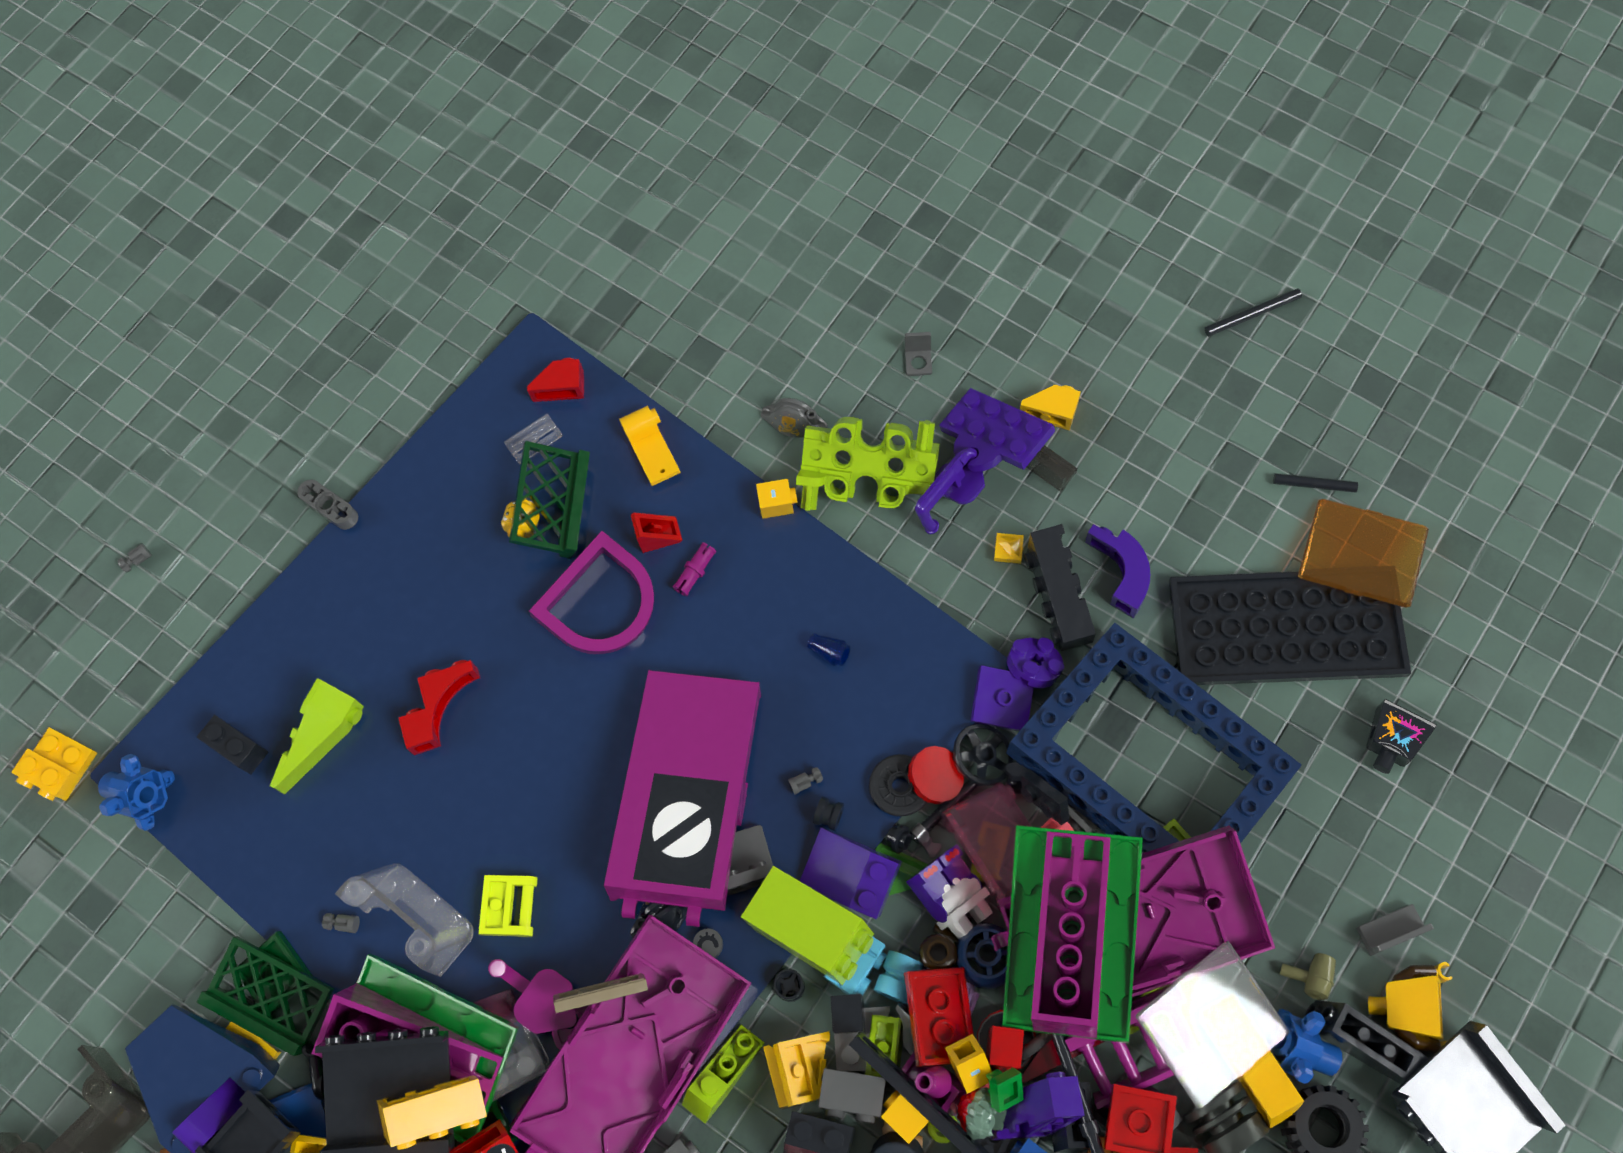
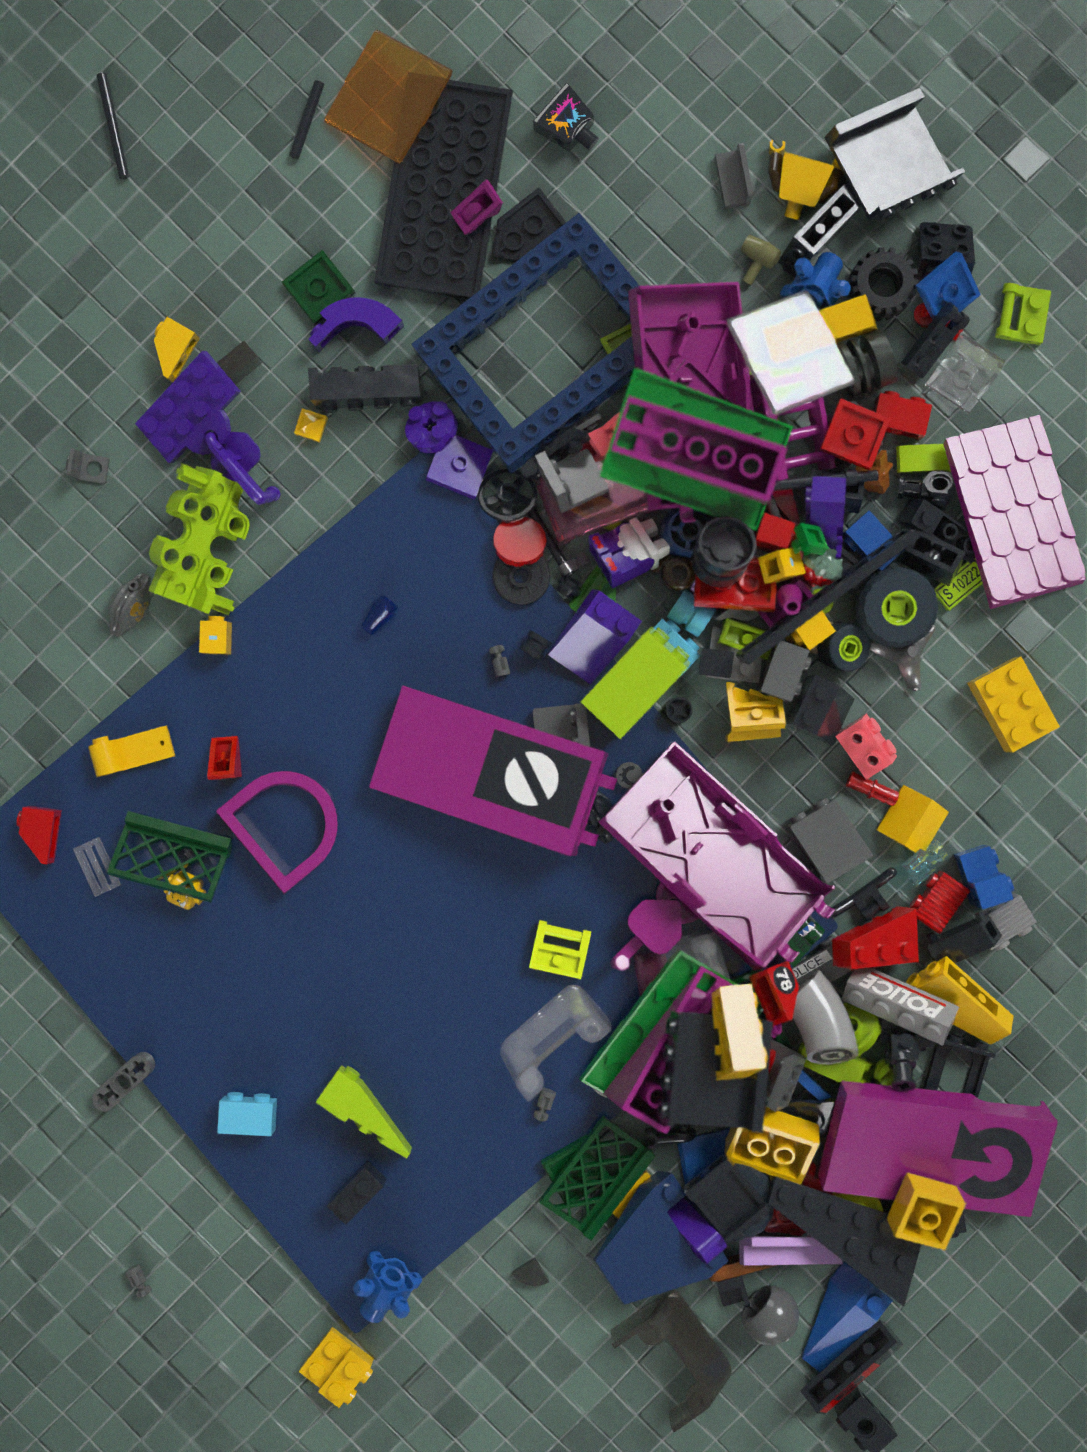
camera: 90 degrees left, 20 degrees up
(160, 947) = (531, 1273): none -> pearl dark grey tile
(302, 622) = (247, 1114): none -> medium azure brick
(422, 726) = (340, 991): red arch -> none
(599, 992) = (664, 872): dark tan tile -> none
(694, 569) = (271, 728): magenta pin -> none
(721, 1074) = (740, 780): lime slope -> none
(969, 990) = (723, 551): none -> black wheel
(1010, 806) = (572, 479): none -> bracket
(1152, 526) = (317, 286): none -> dark green tile
(1273, 716) = (526, 226): none -> black tile
(1274, 658) = (477, 207): none -> magenta slope

